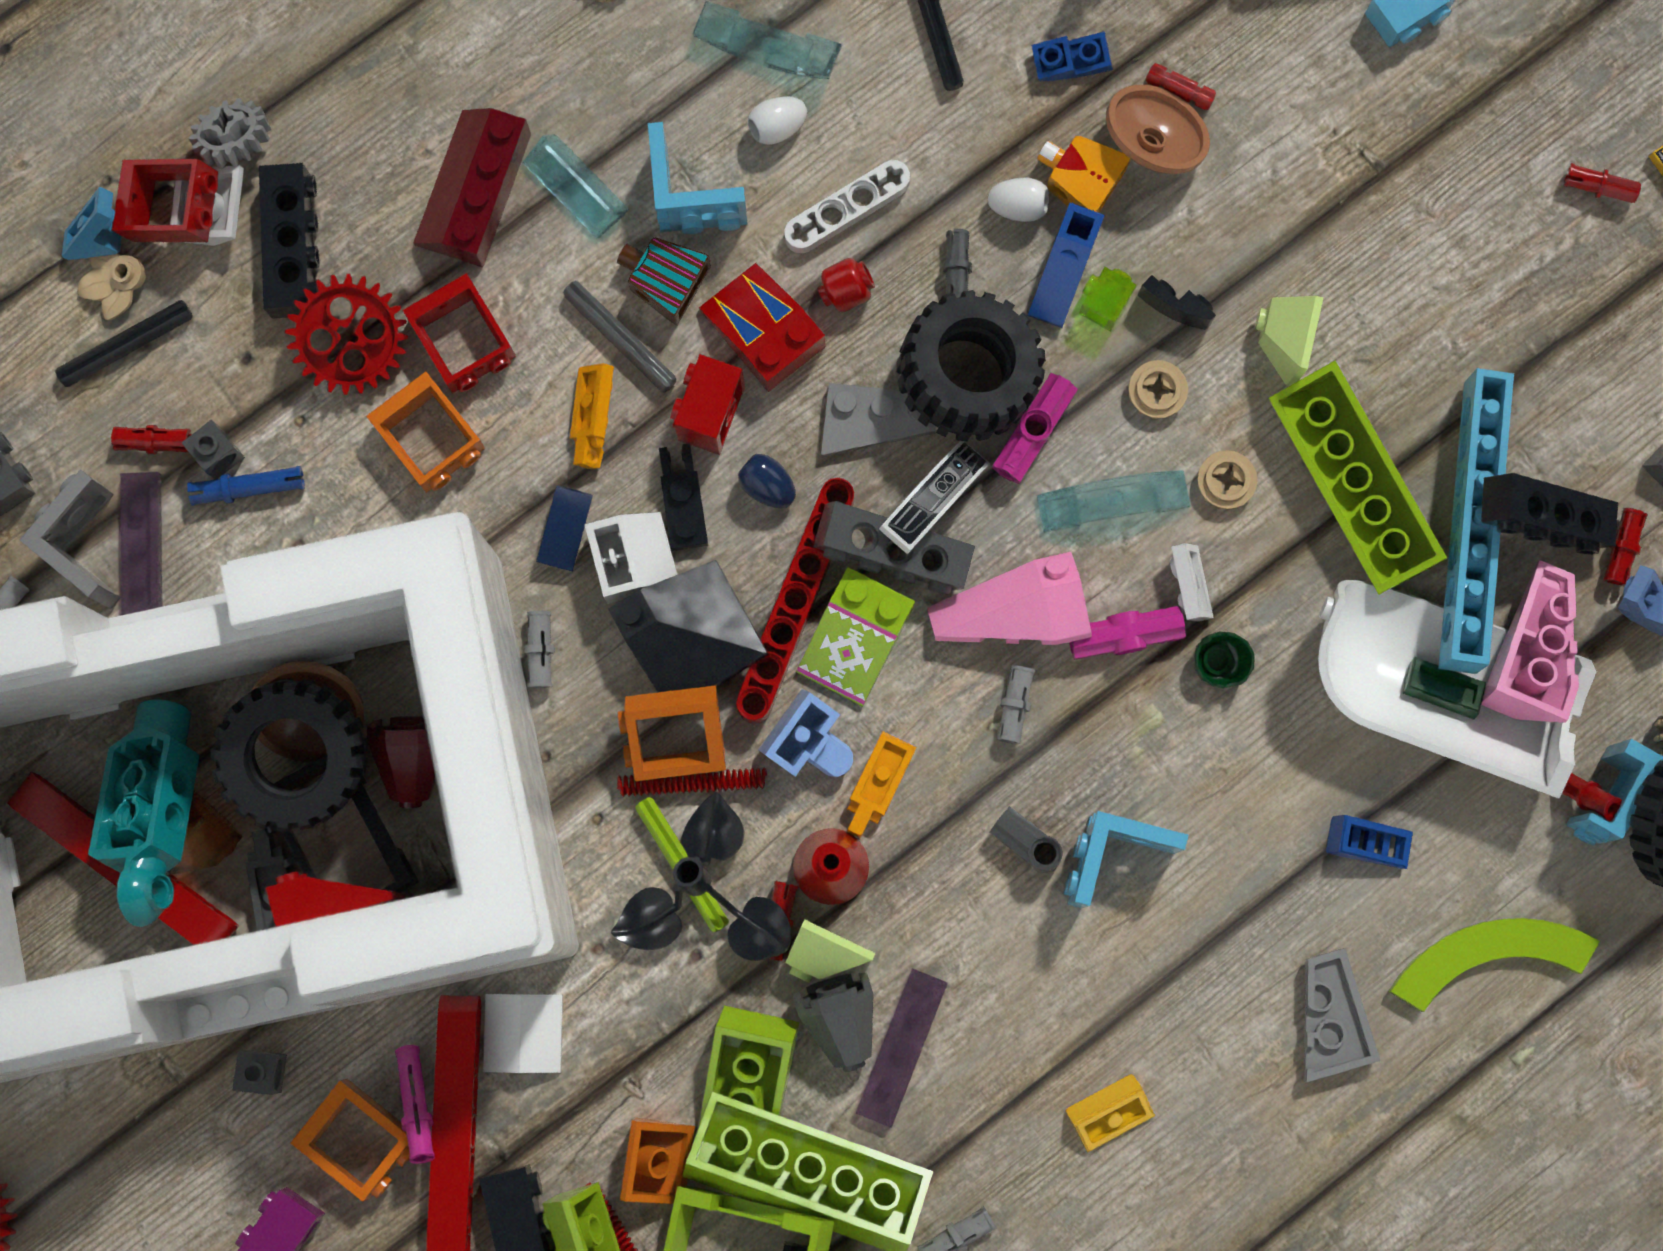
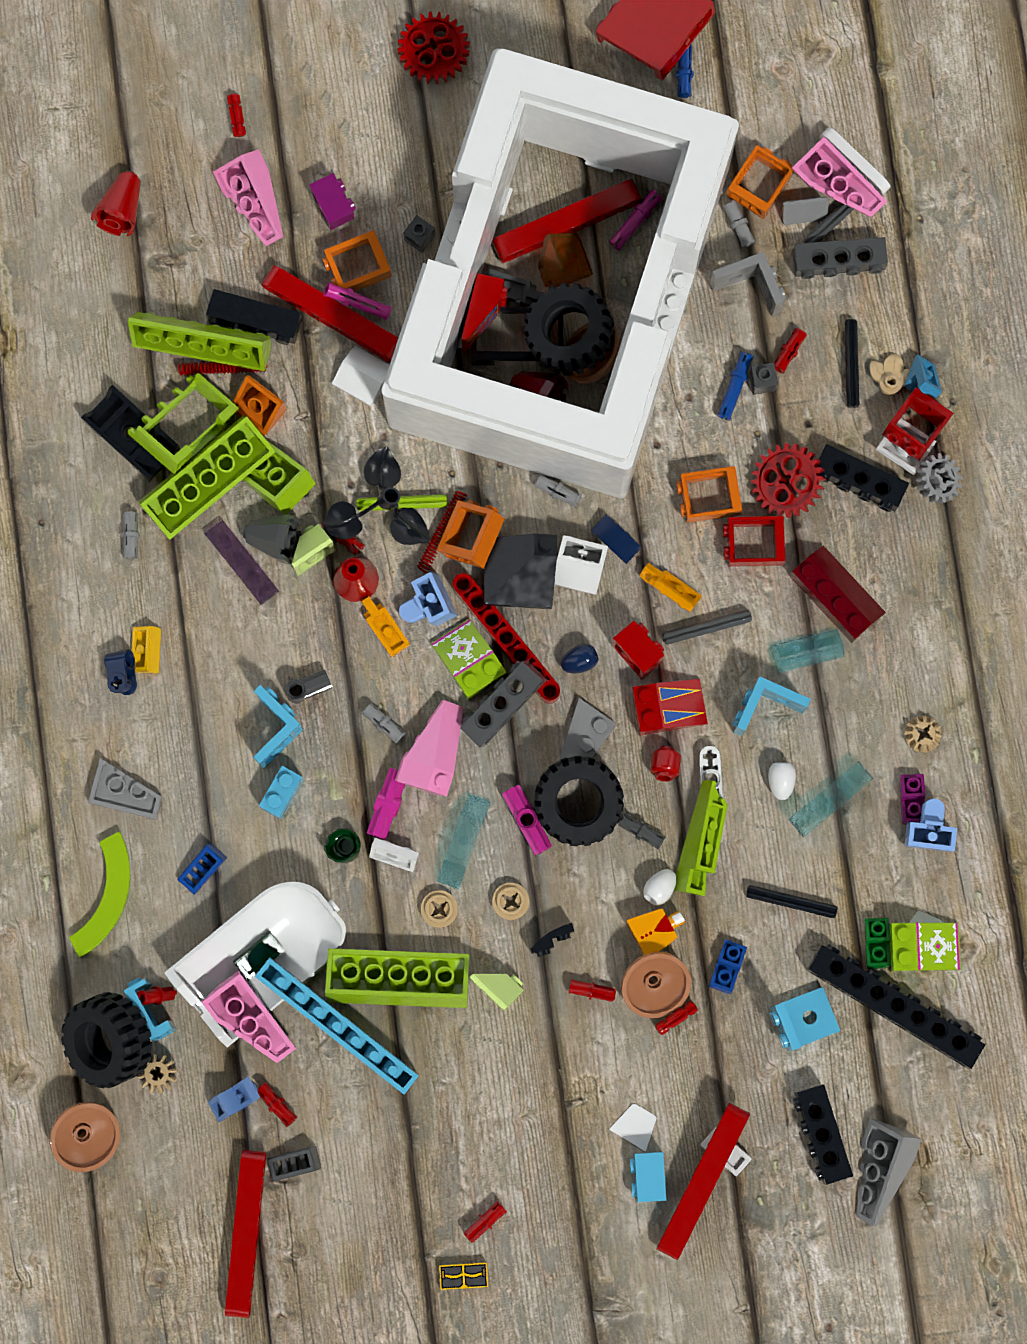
camera: 120 degrees right, 0 degrees up
(51, 763) = (641, 212): none -> dark pink pin
(141, 542) = (733, 316): clear purple tile -> none
(146, 808) = (585, 244): teal brick -> none
(665, 275) = (726, 668): reddish brown torso -> none
(683, 502) = (595, 610): black hinge -> none
(924, 178) = (702, 841): none -> lime wedge
(934, 496) = (518, 741): slope -> none
(1066, 265) = (607, 889): blue slope -> none
(1107, 297) = (577, 903): clear neon green brick -> none
(1163, 1128) = (120, 670): none -> dark blue piece
(1200, 789) = (281, 792): none -> medium azure brick
(1212, 214) = (592, 990): none -> red axle
(1353, 64) = (635, 1126): none -> white sticker
(1549, 513) = (337, 1040): black brick -> none

